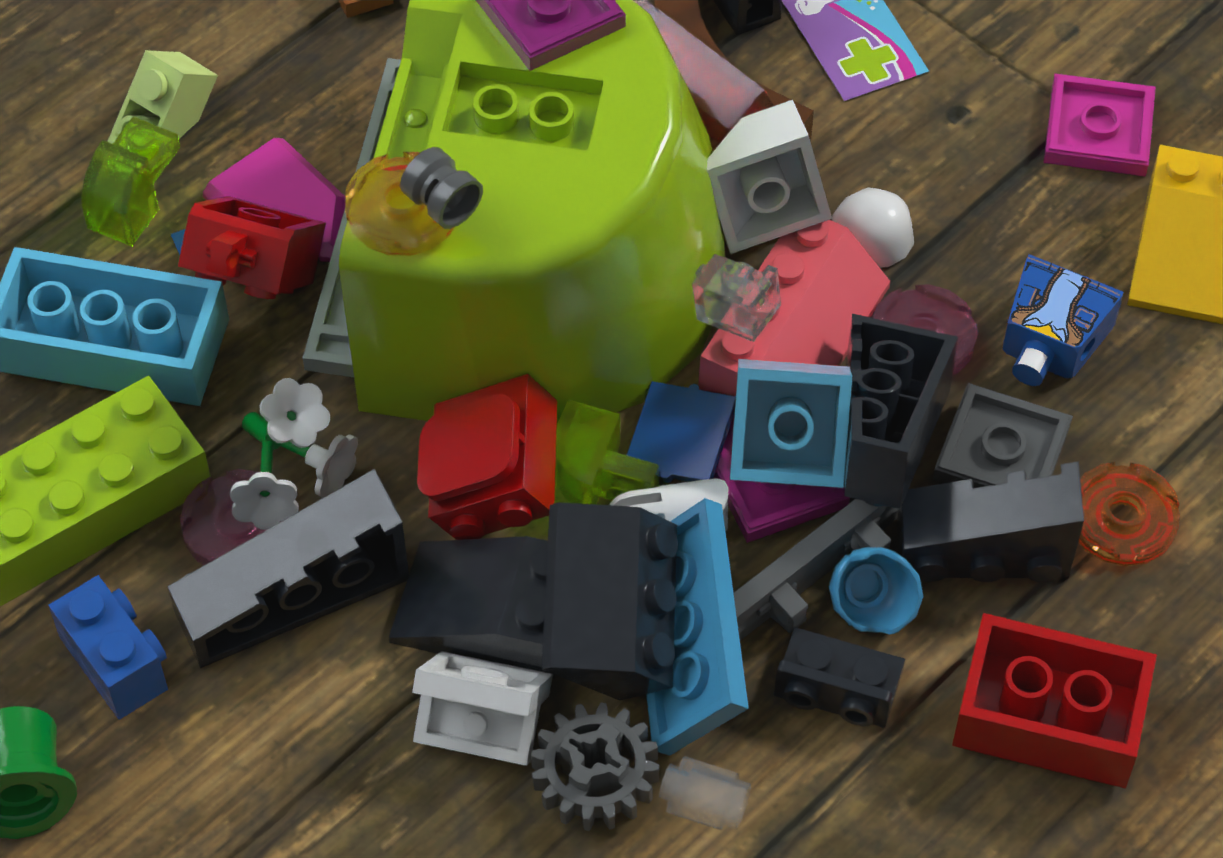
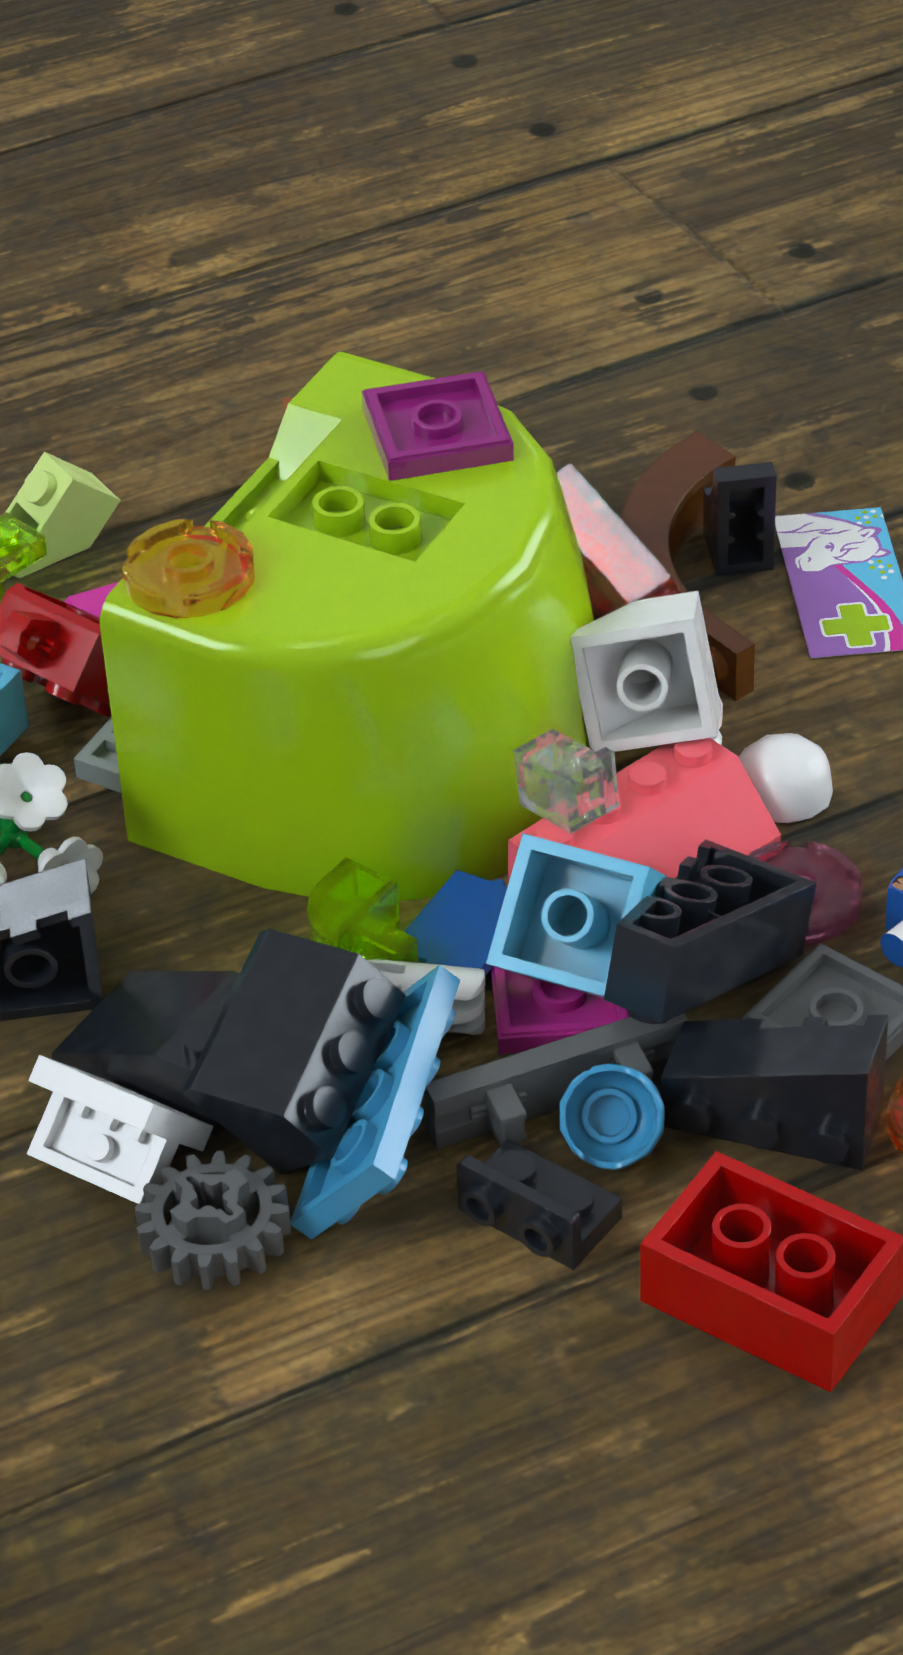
camera: 20 degrees right, 15 degrees down
(435, 182) = (223, 546): dark grey wheel -> none
(490, 458) = (227, 886): red brick -> none
(705, 793) = (325, 1275): clear brick -> none

